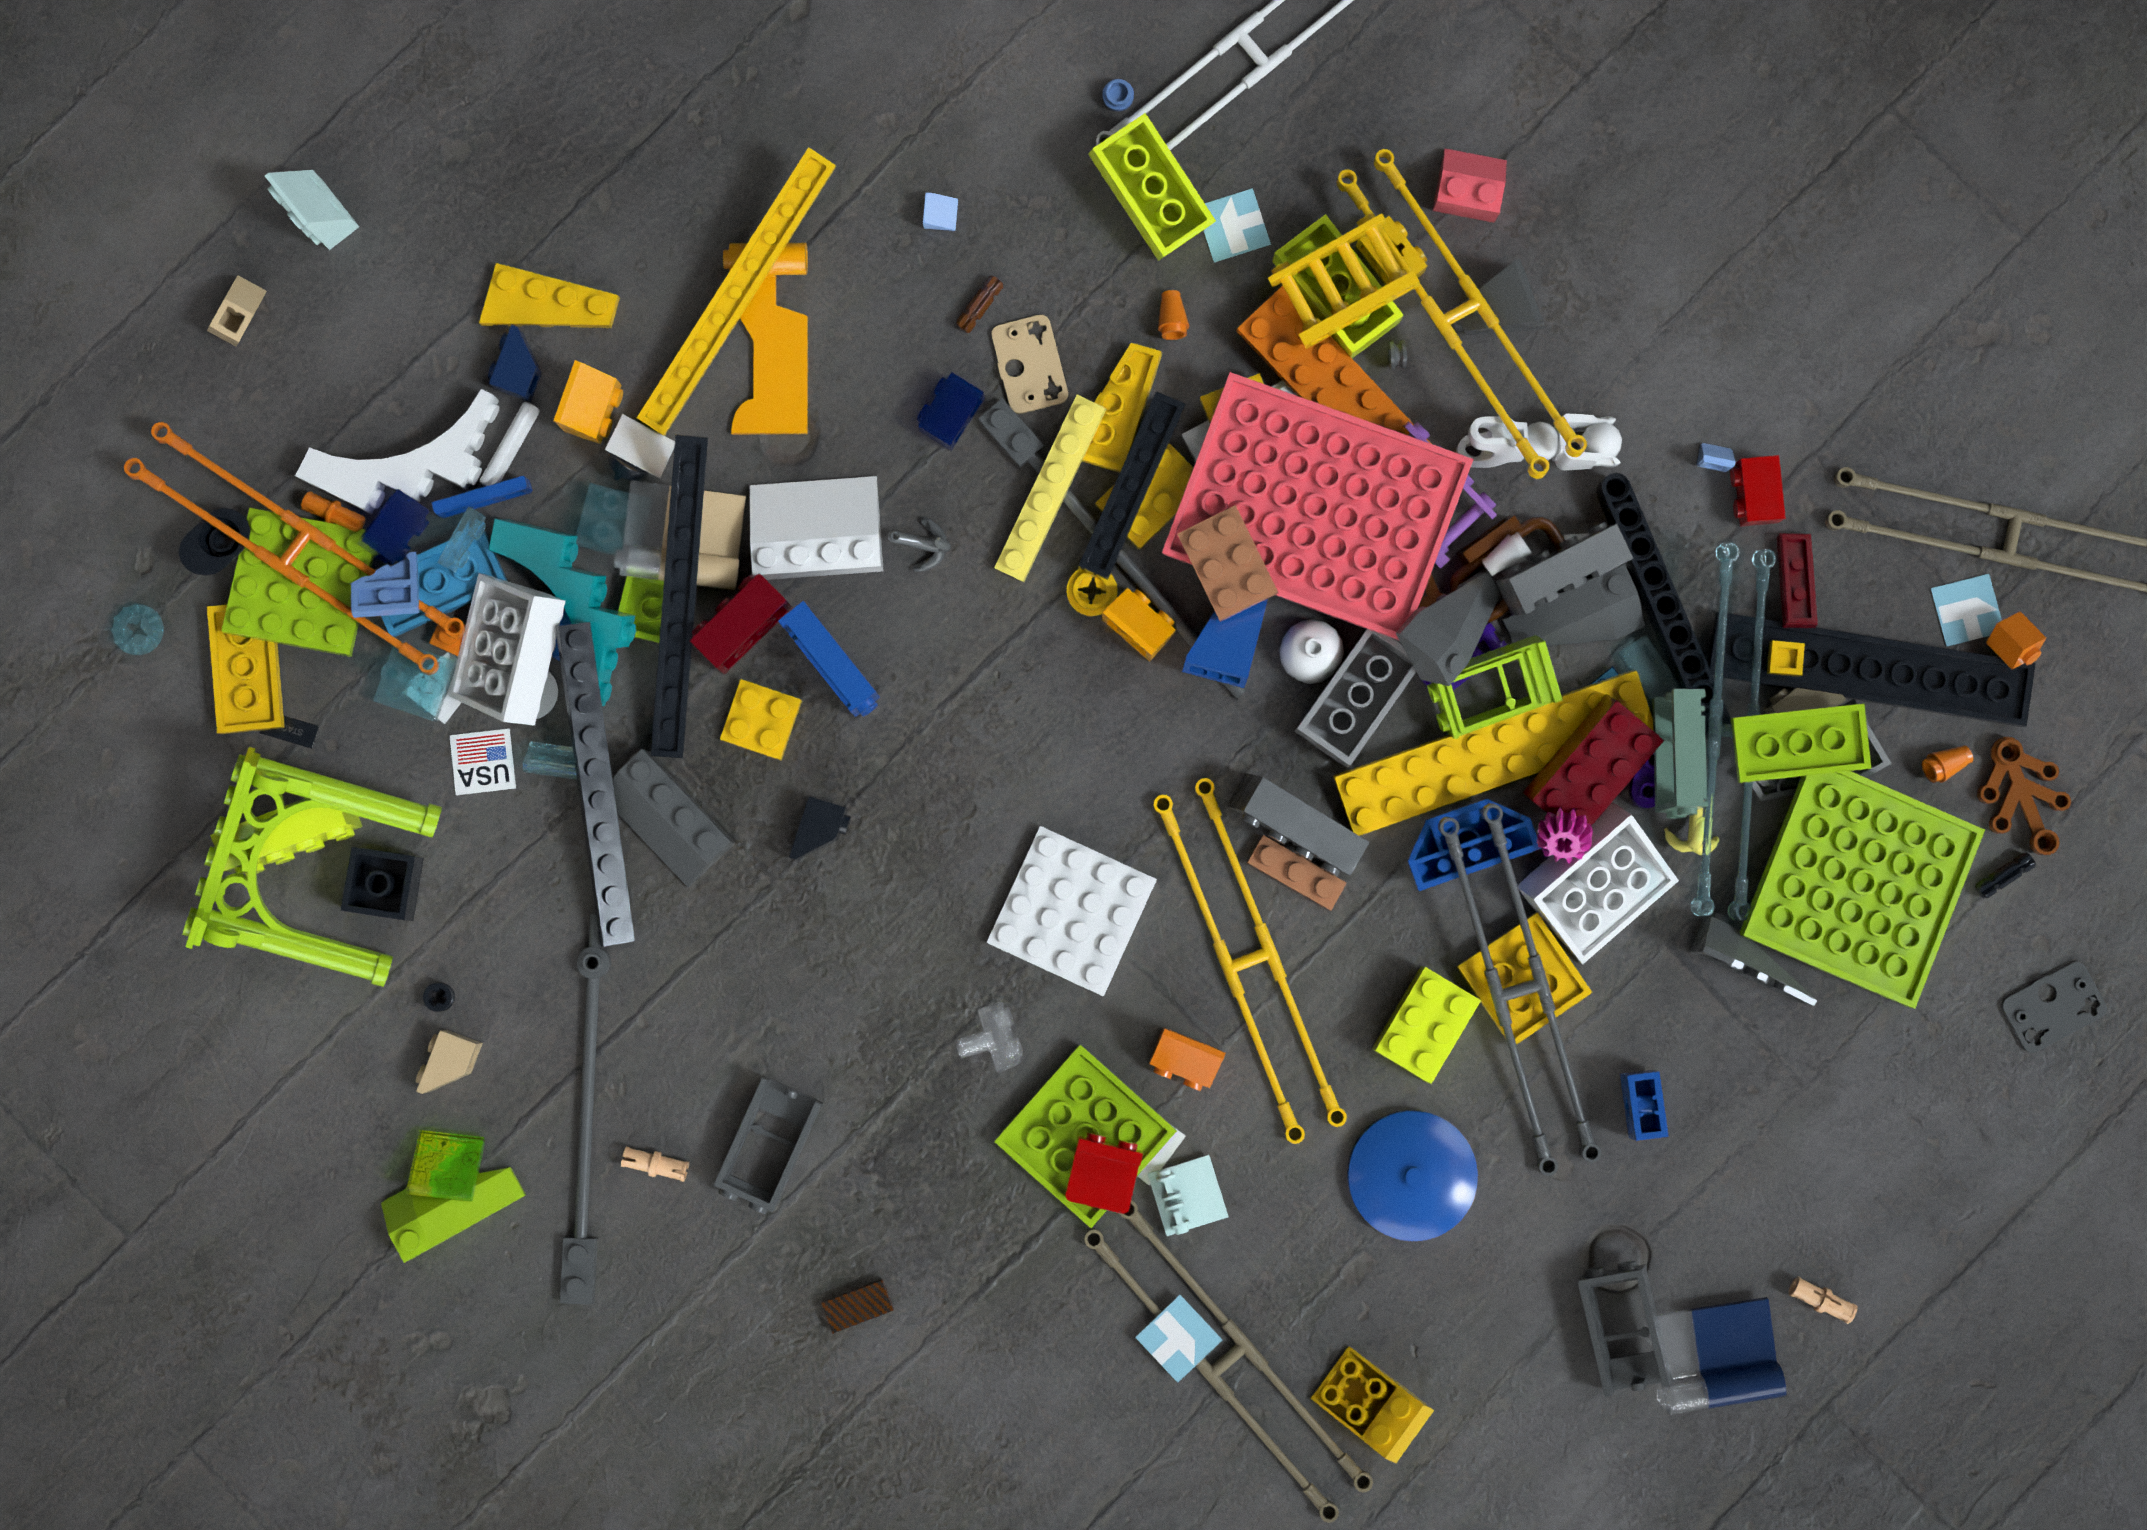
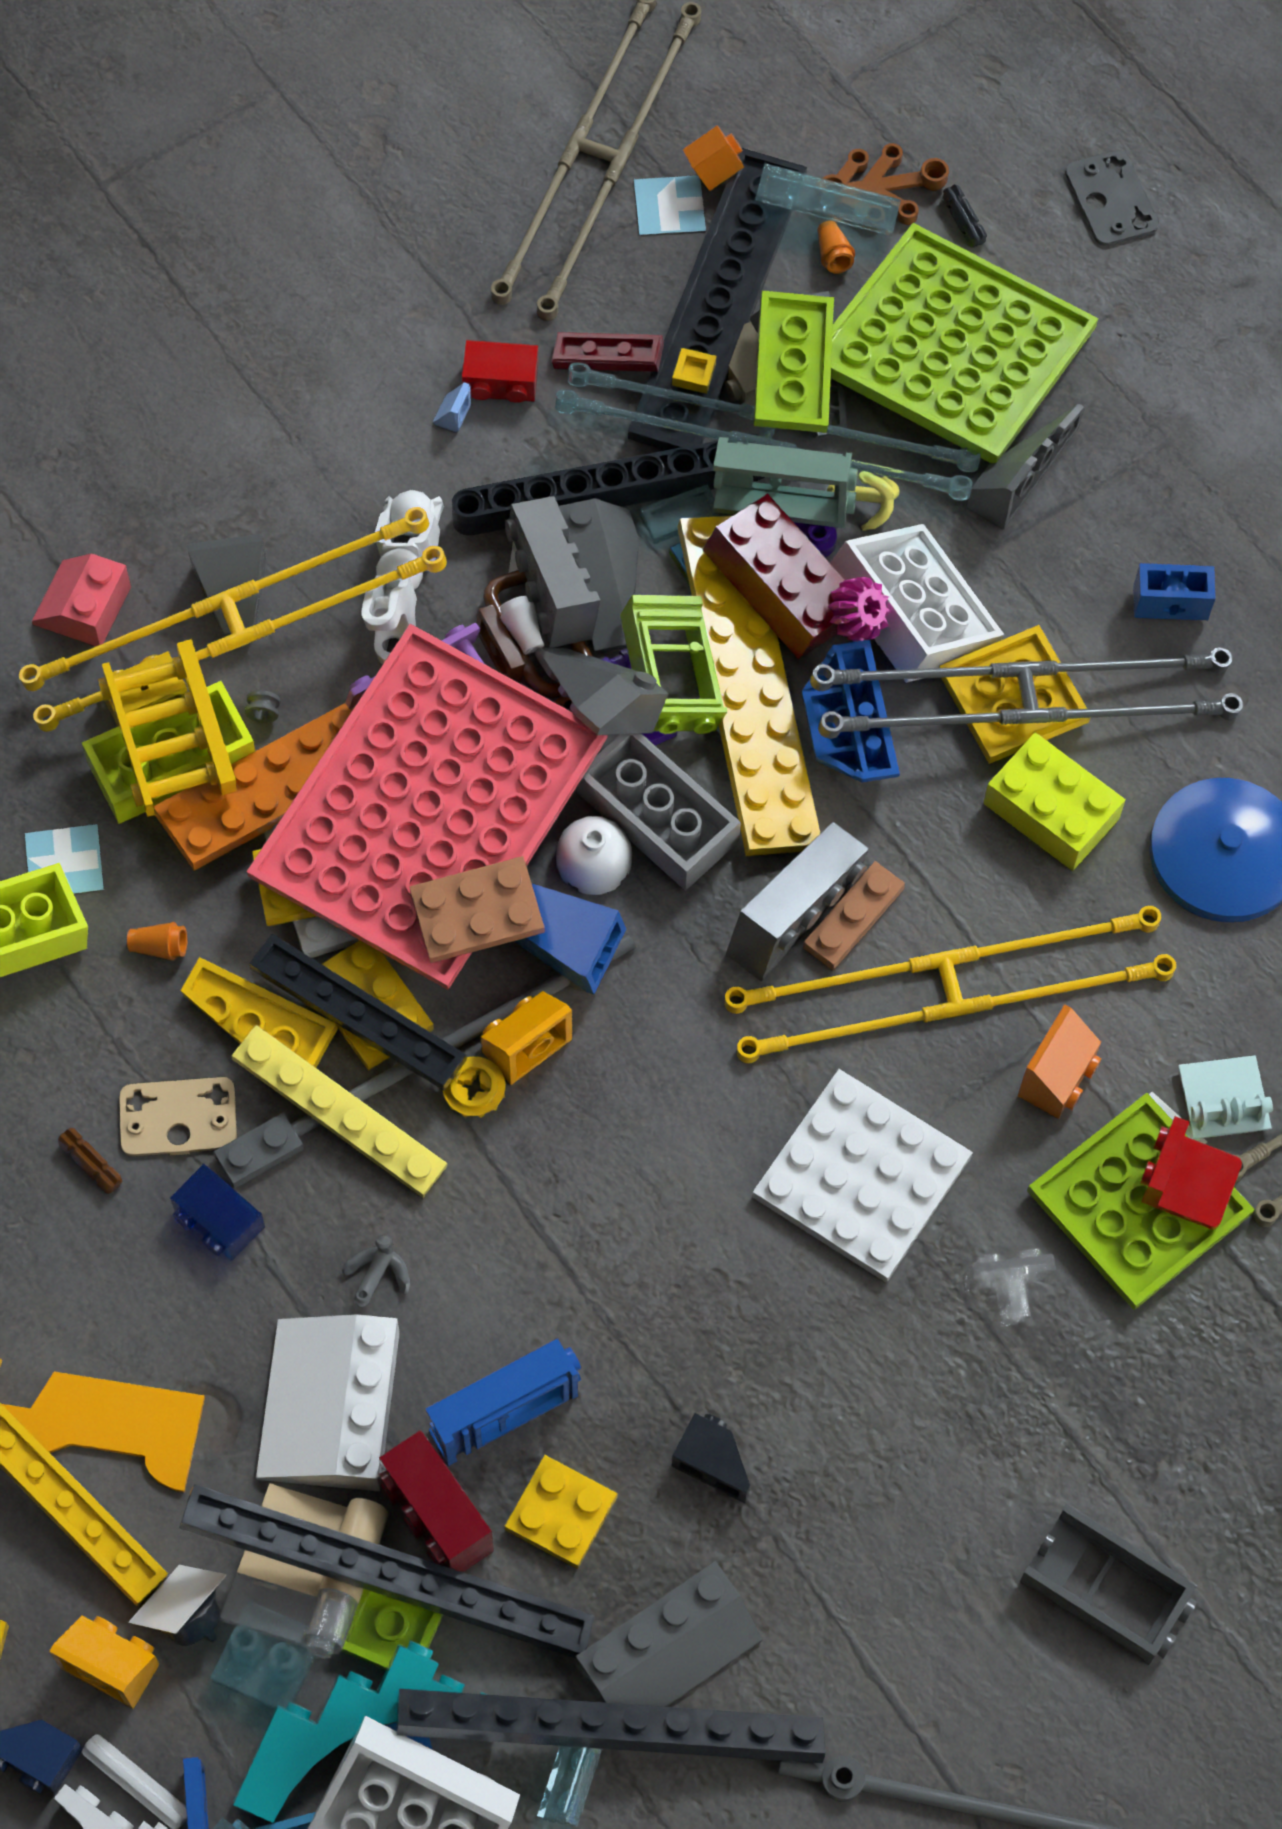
camera: 85 degrees left, 20 degrees down
(655, 1164) = (1117, 1737): light nougat pin -> none
(1991, 749) = (828, 199): none -> clear light blue tile

